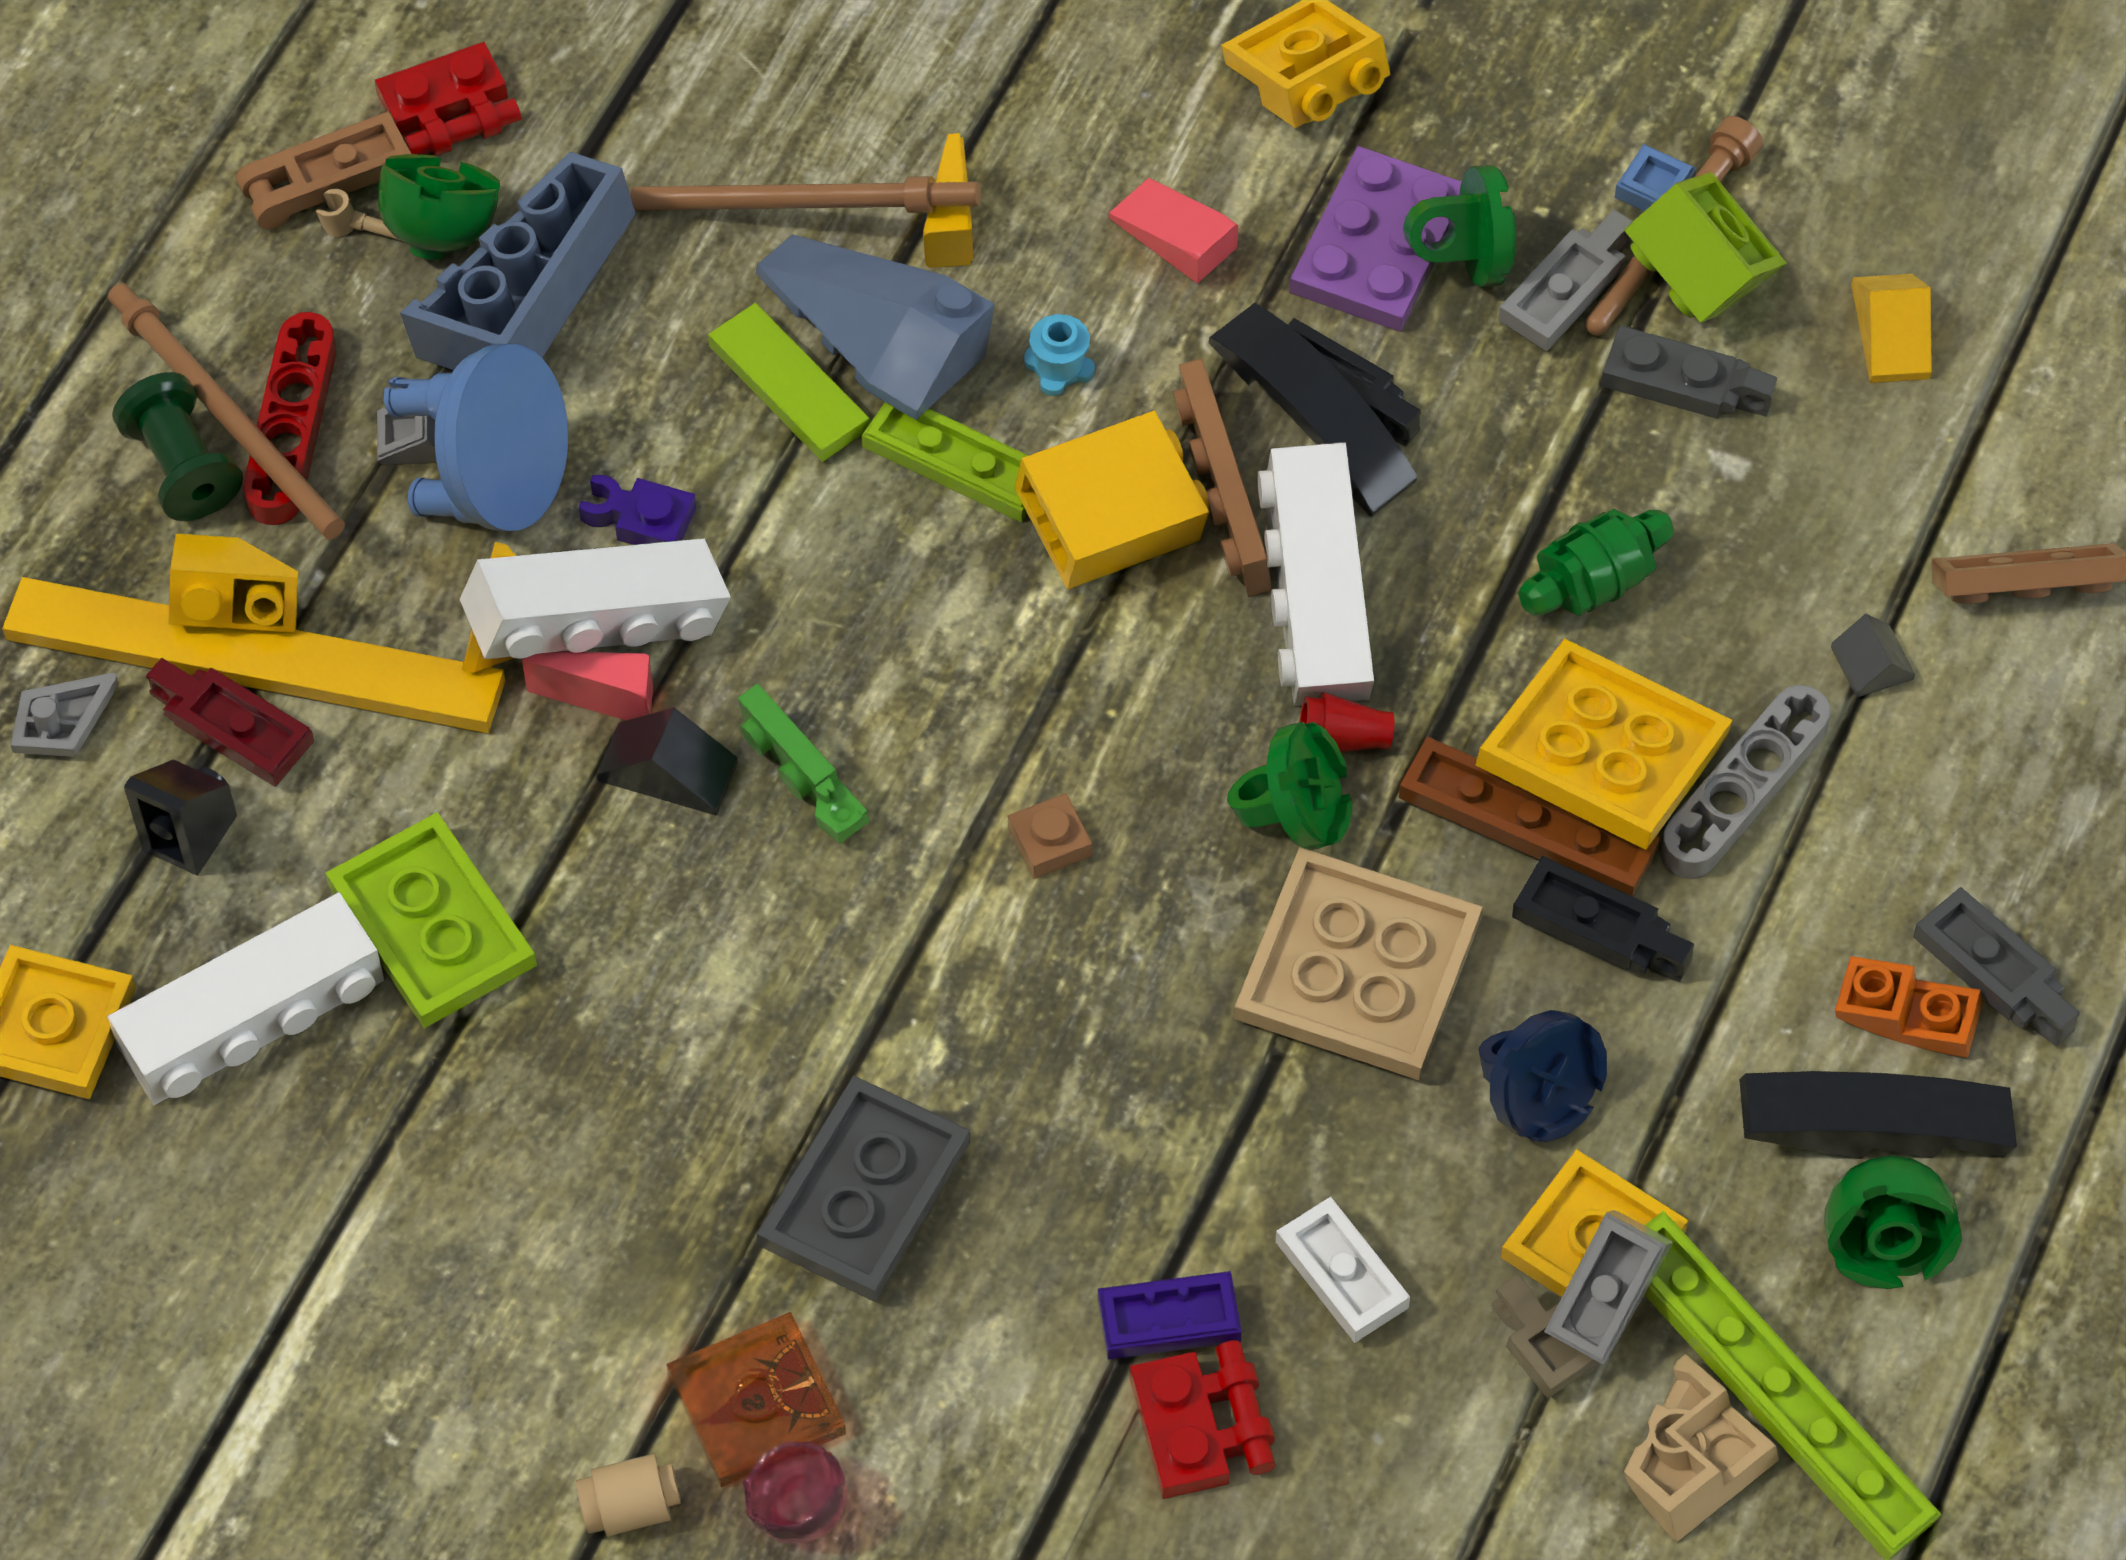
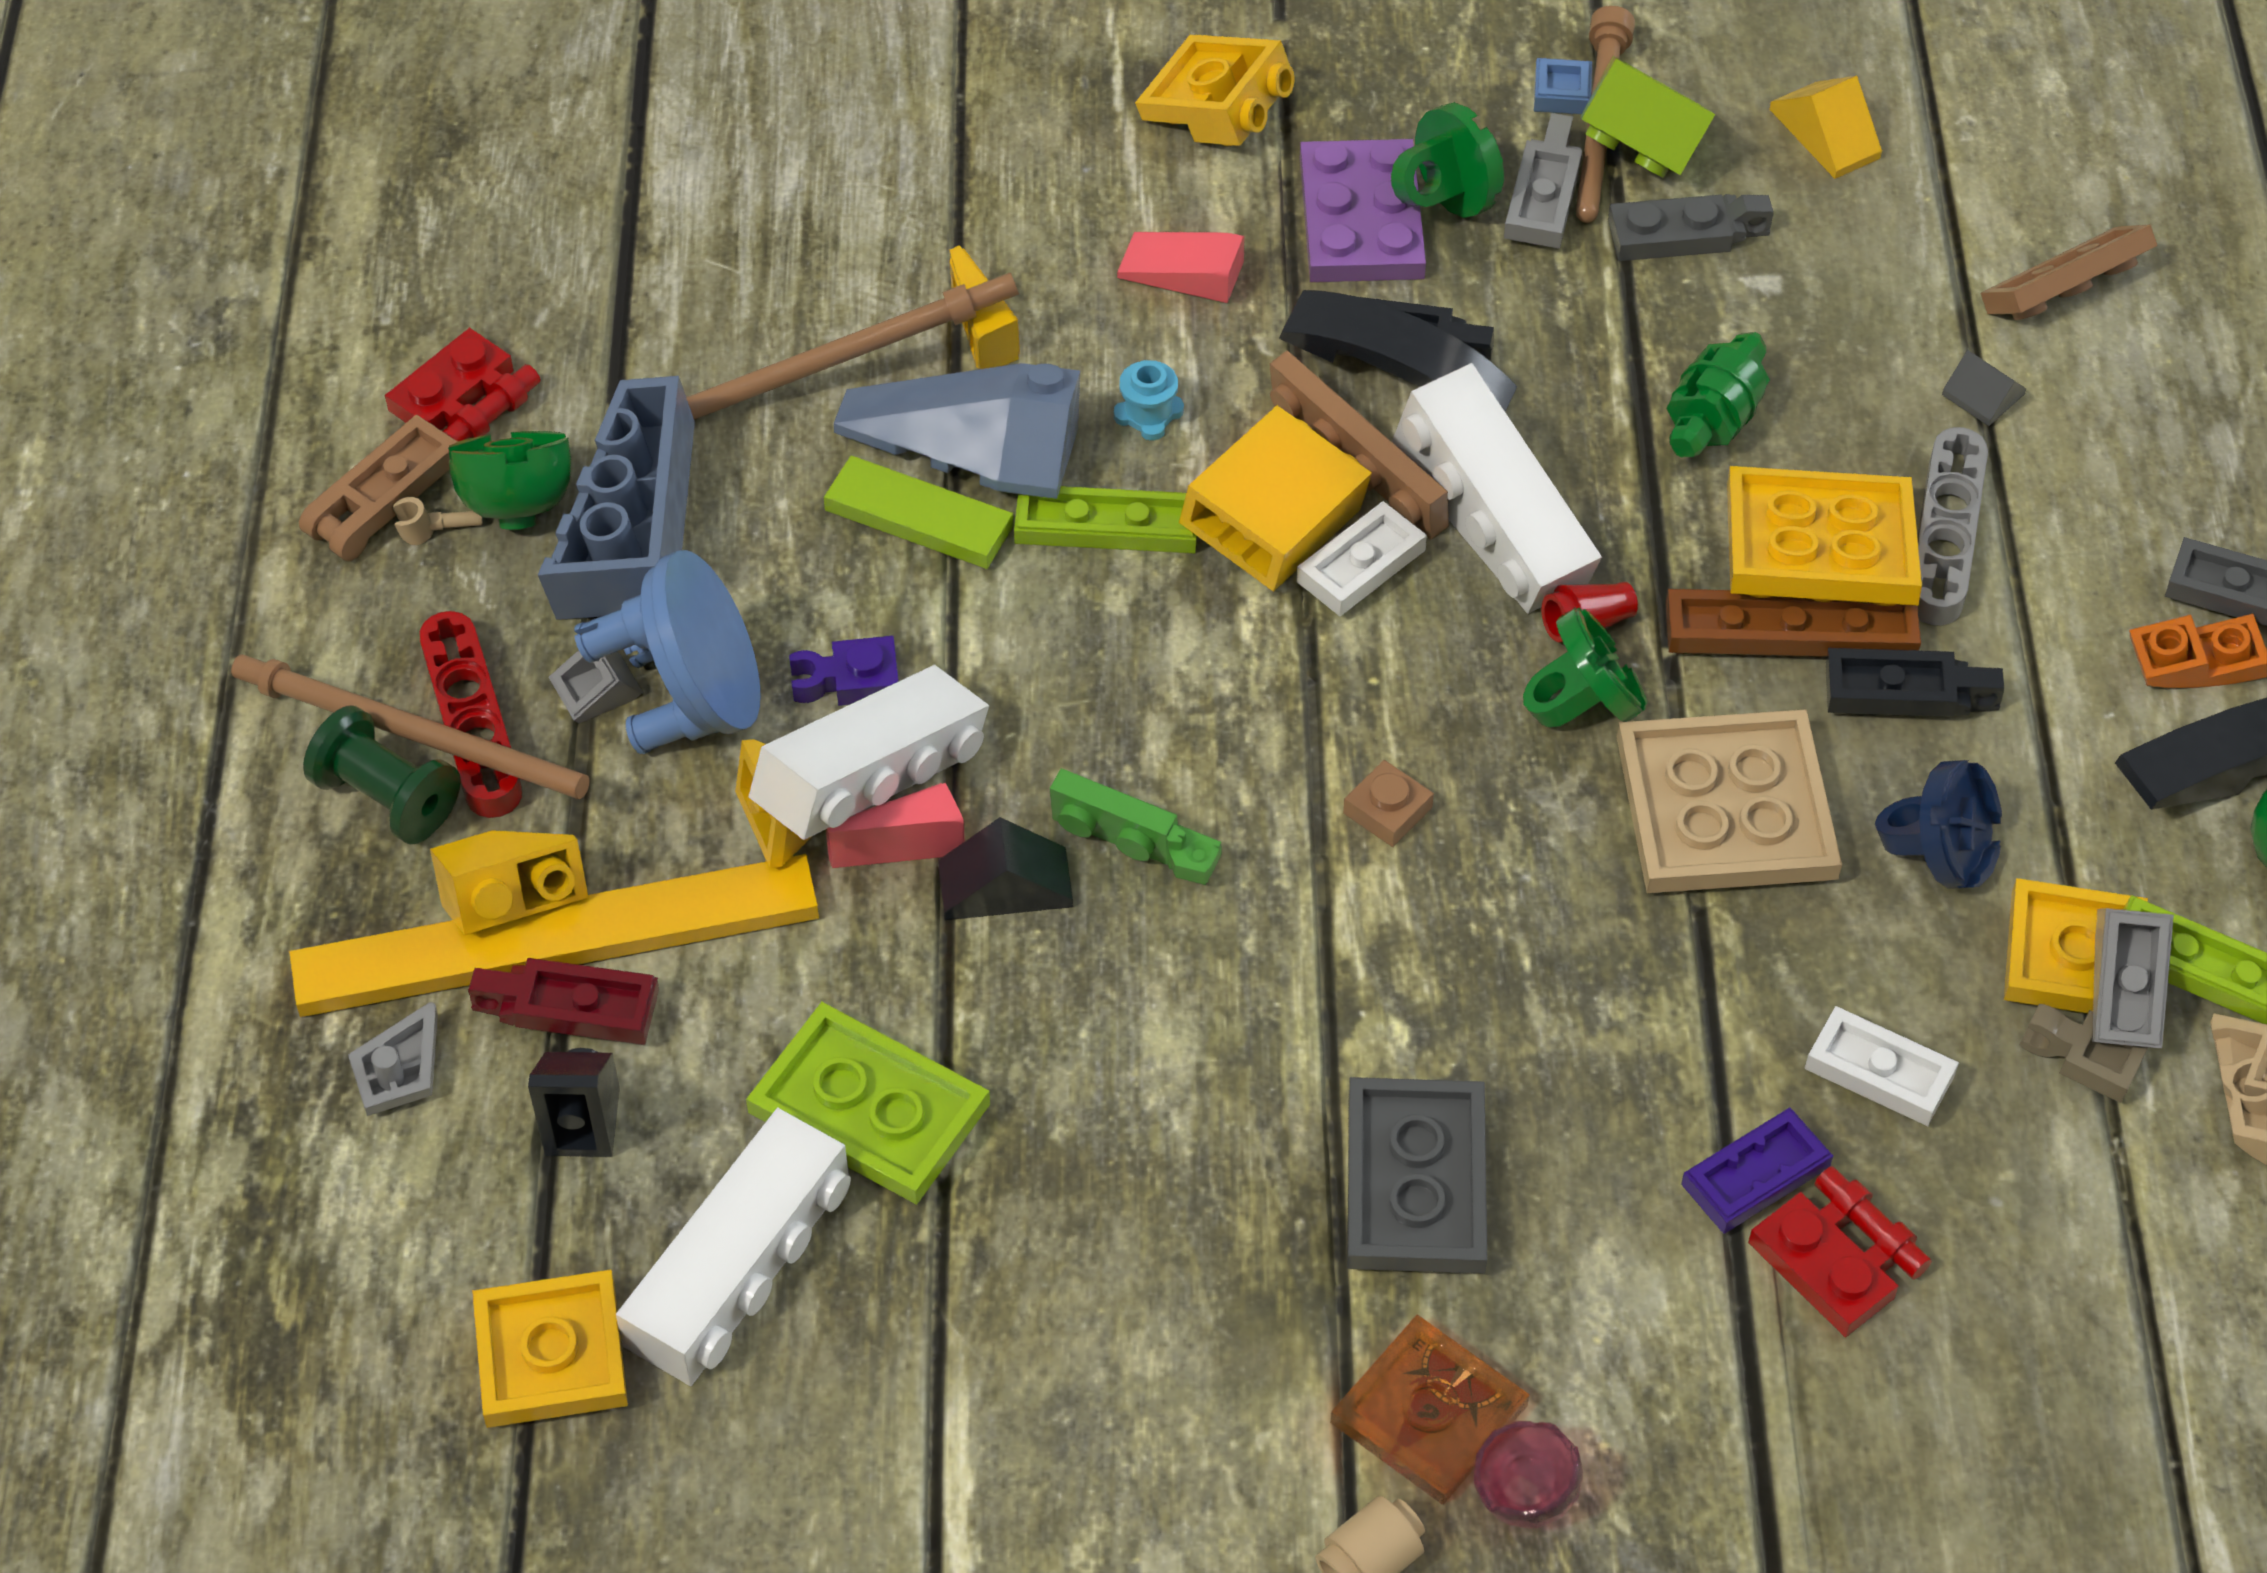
camera: 25 degrees left, 5 degrees down
(1163, 590) = (1361, 558): none -> white plate

